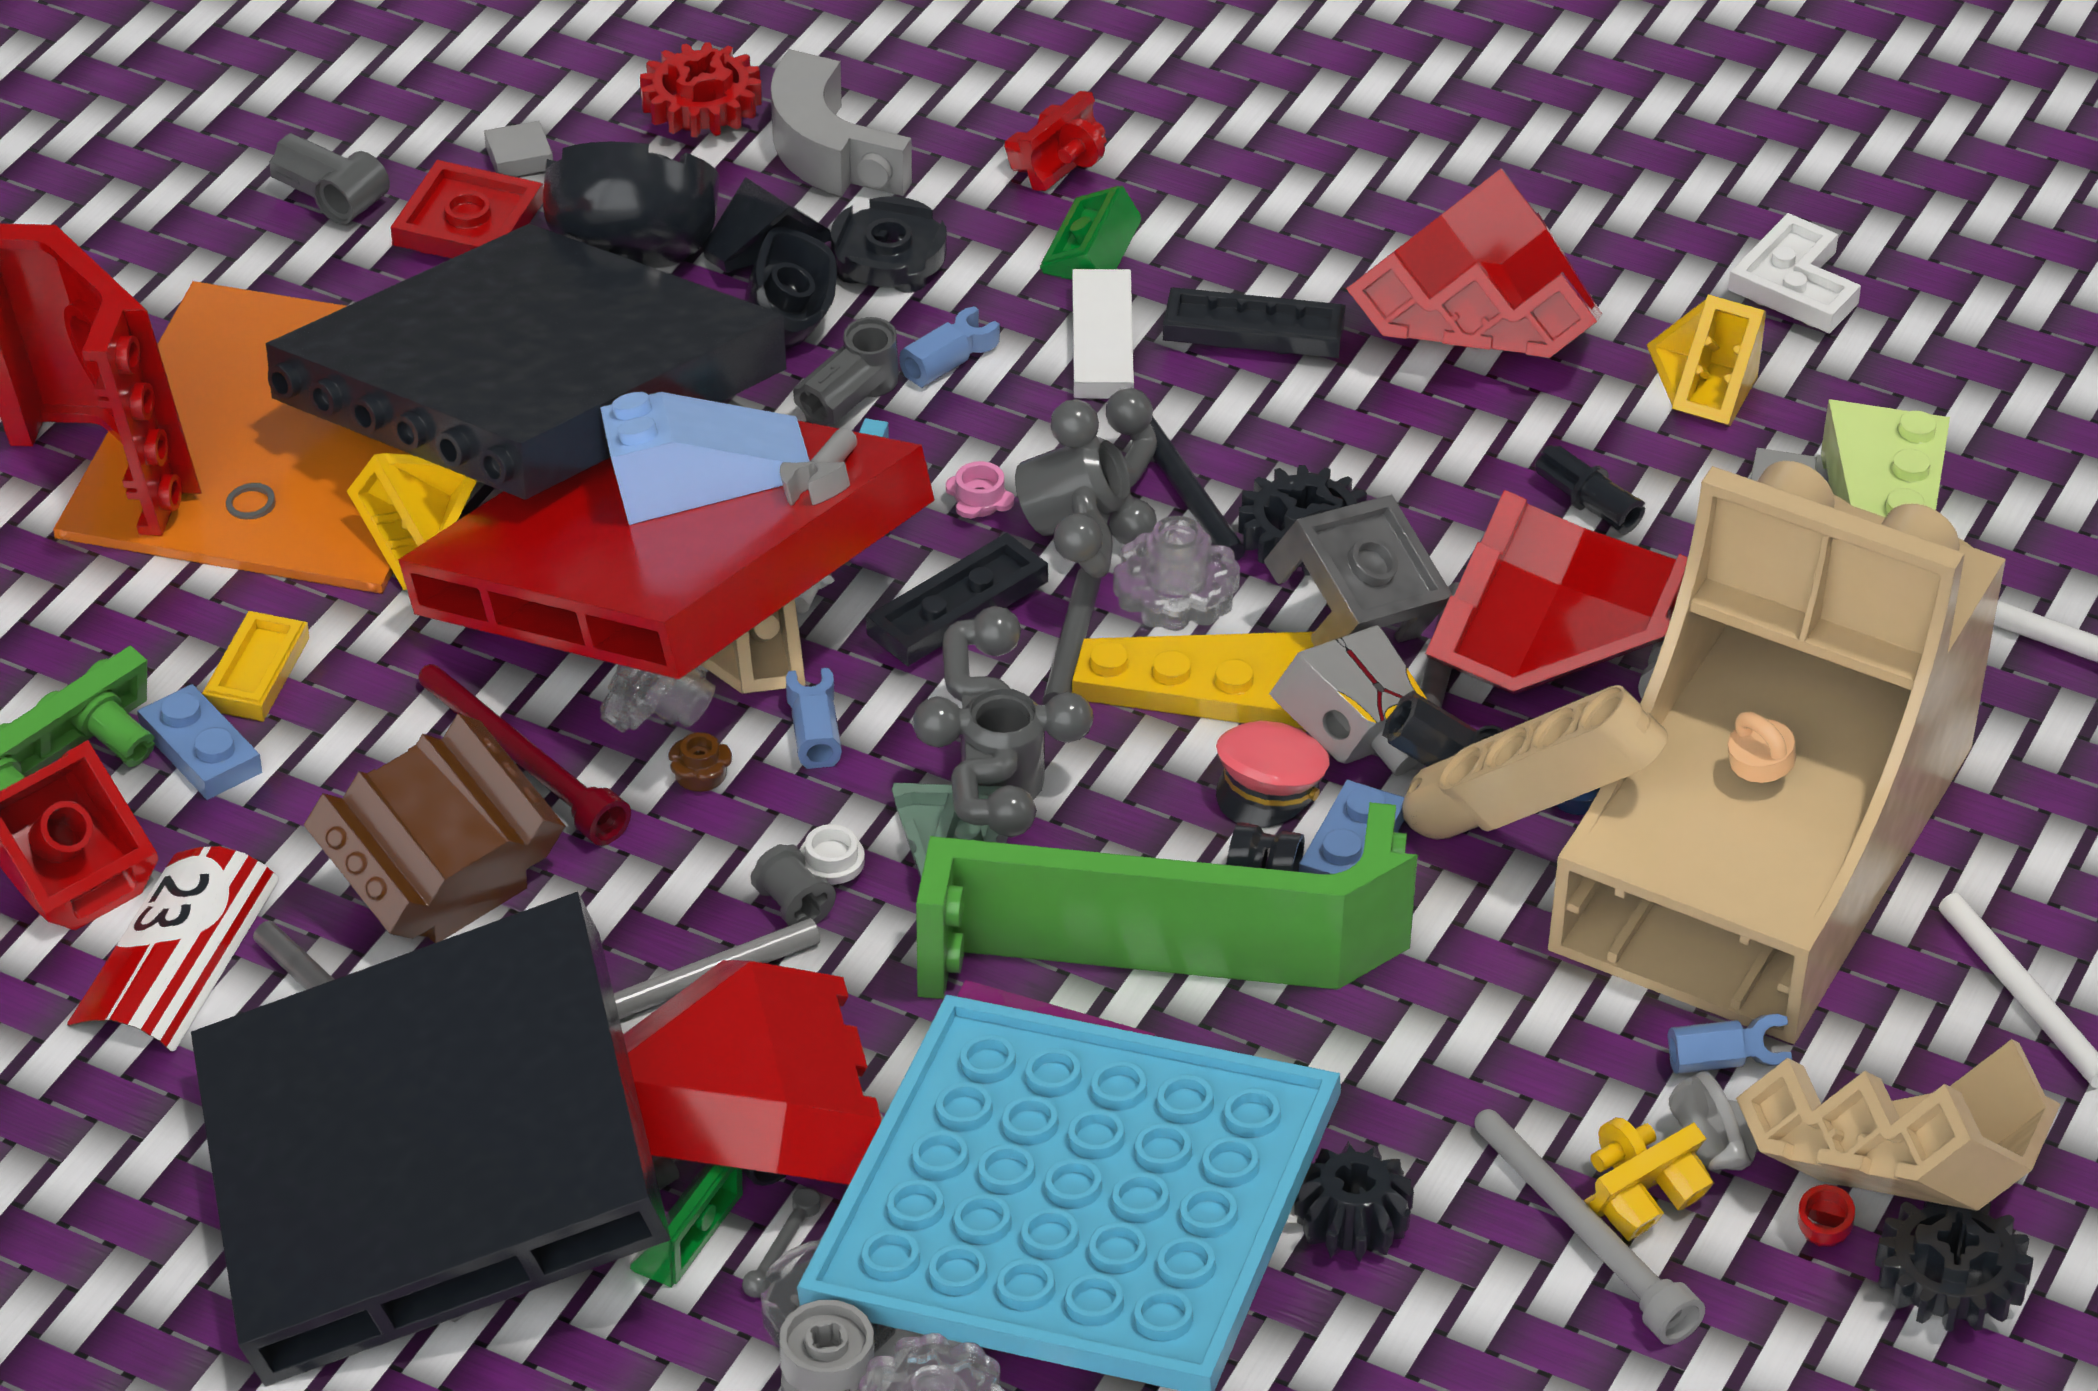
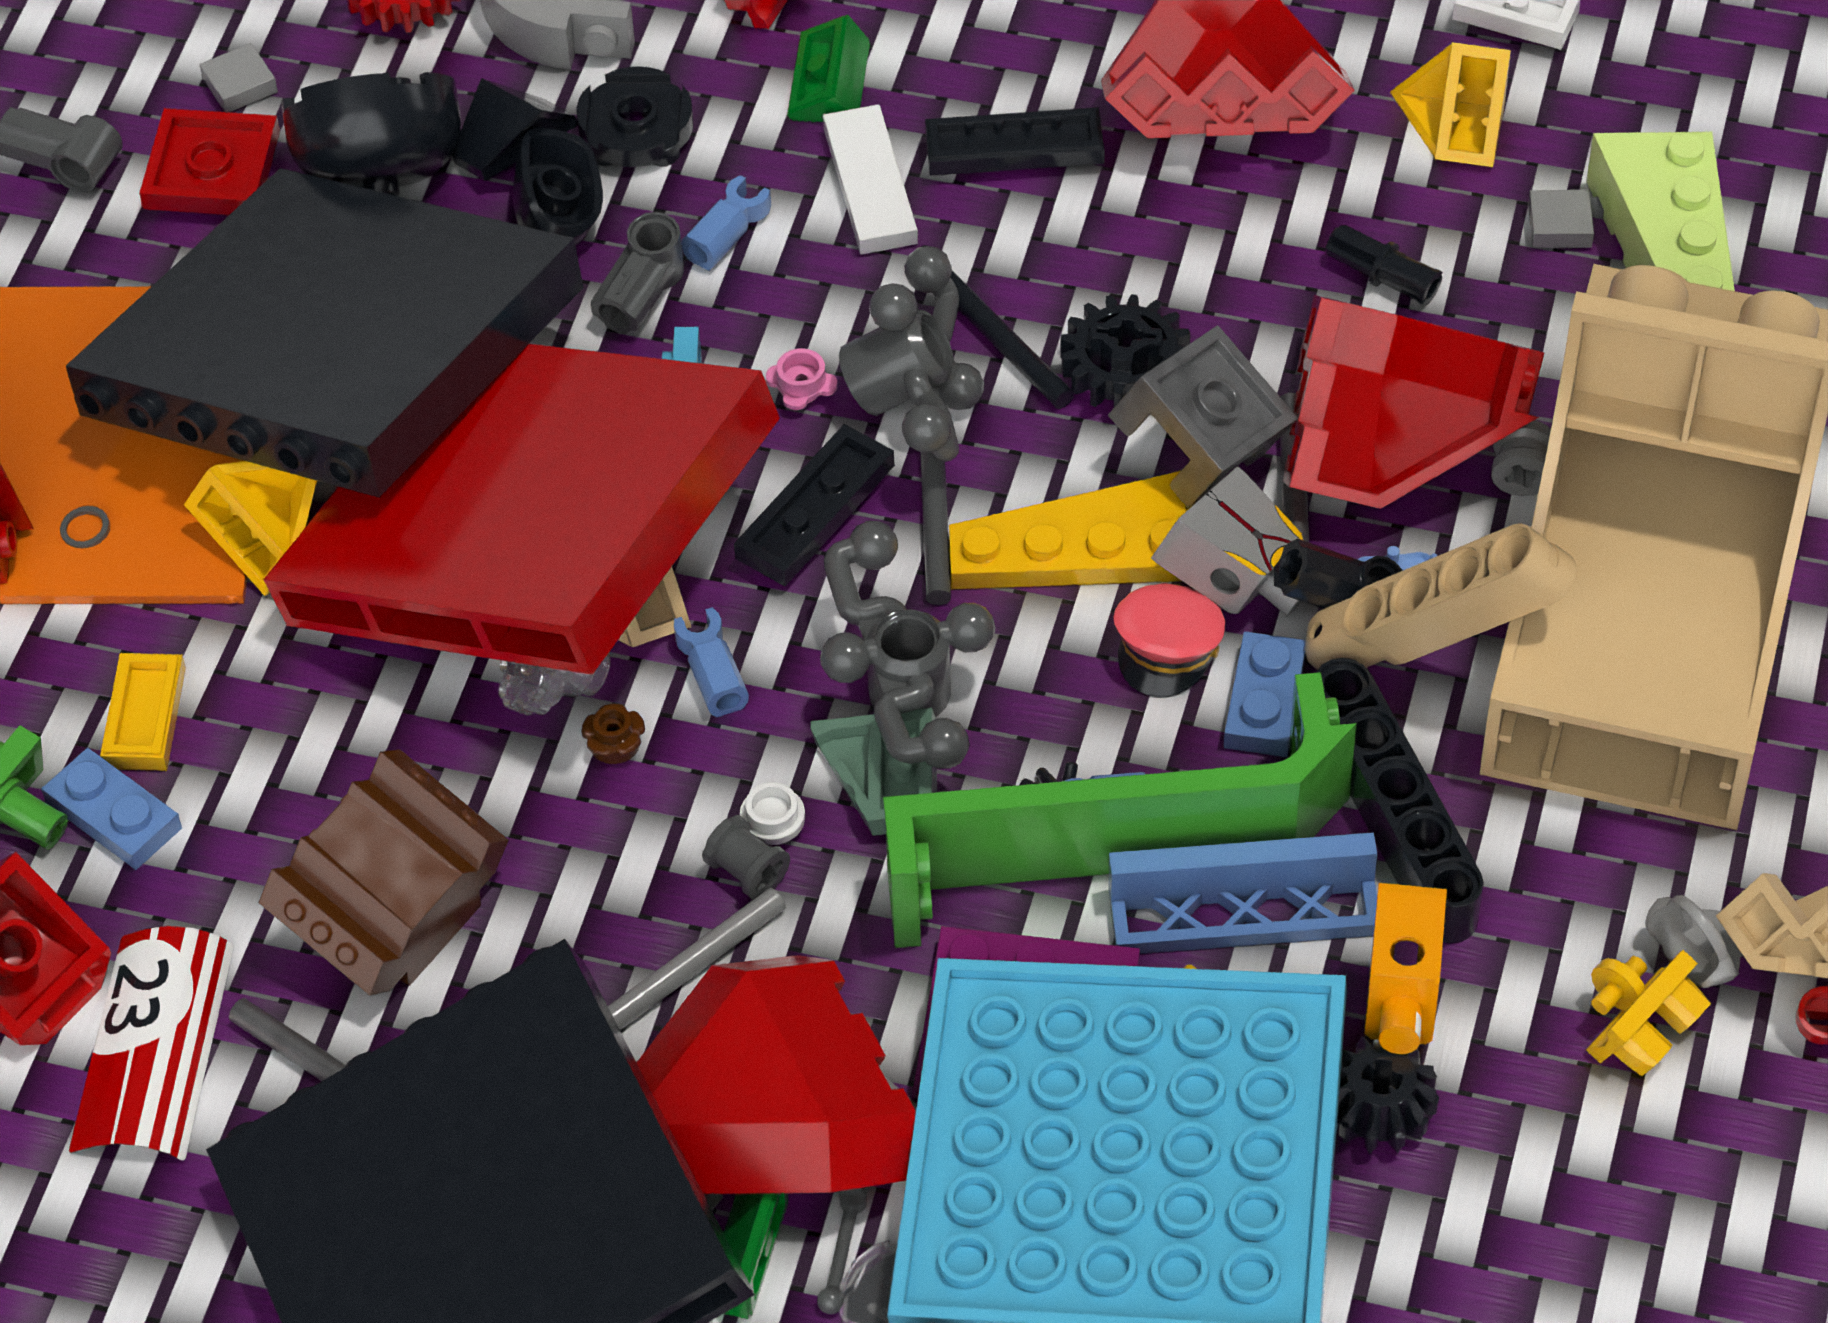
camera: 10 degrees left, 10 degrees up
(596, 811) = (531, 812): dark red piece -> none
(694, 451) = (541, 416): light blue slope -> none
(824, 474) = (672, 422): light grey bar -> none
(1176, 576) = (1019, 440): clear plant -> none
(1261, 850) = (1176, 736): black wheel -> none
(1276, 993) = (1238, 874): none -> medium blue fence
(1401, 1110) = (1402, 996): none -> light orange torso
(1456, 957) = (1418, 816): none -> black beam
(1666, 1305) = (1702, 1144): light grey piece -> none
(1723, 1045) = (1678, 849): medium blue bar -> none
(1761, 748) = (1656, 550): light nougat tile -> none

